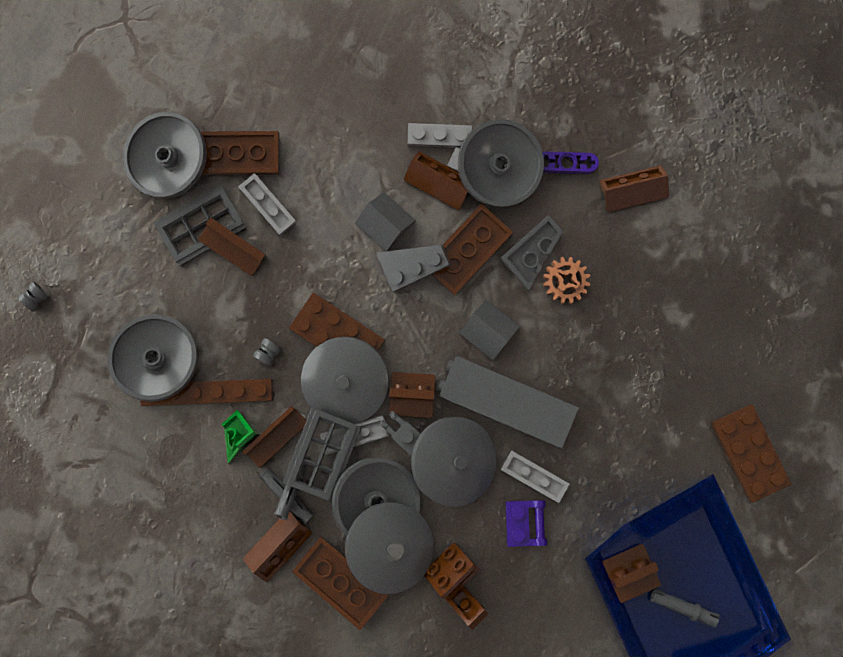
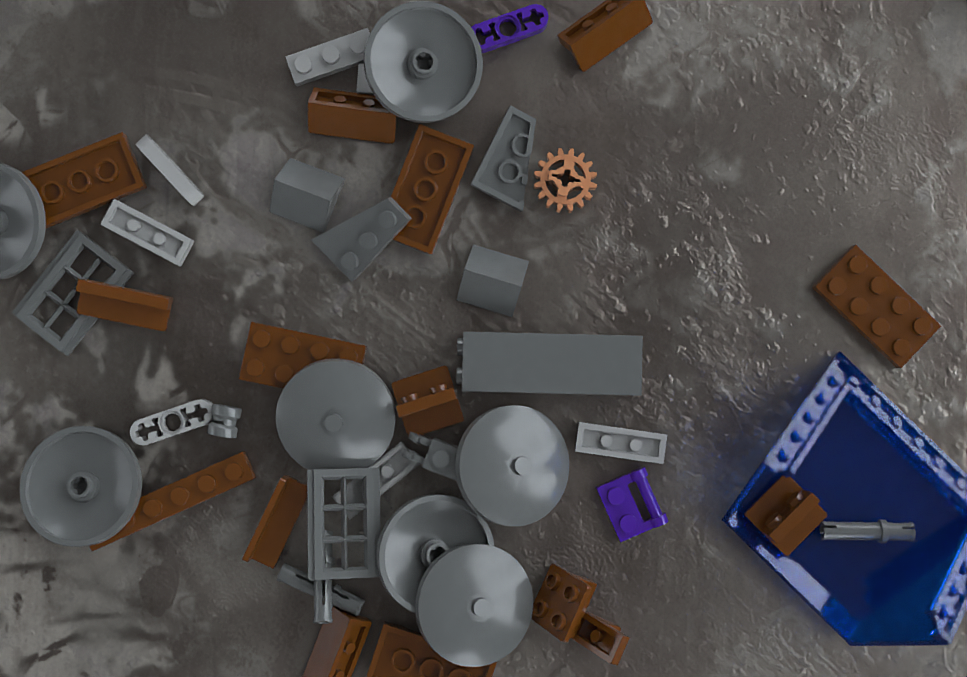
camera: 20 degrees left, 5 degrees up
(216, 333) = (150, 421): none -> light grey beam
(238, 434) = (230, 537): green slope -> none
(299, 168) = (169, 170): none -> light grey beam

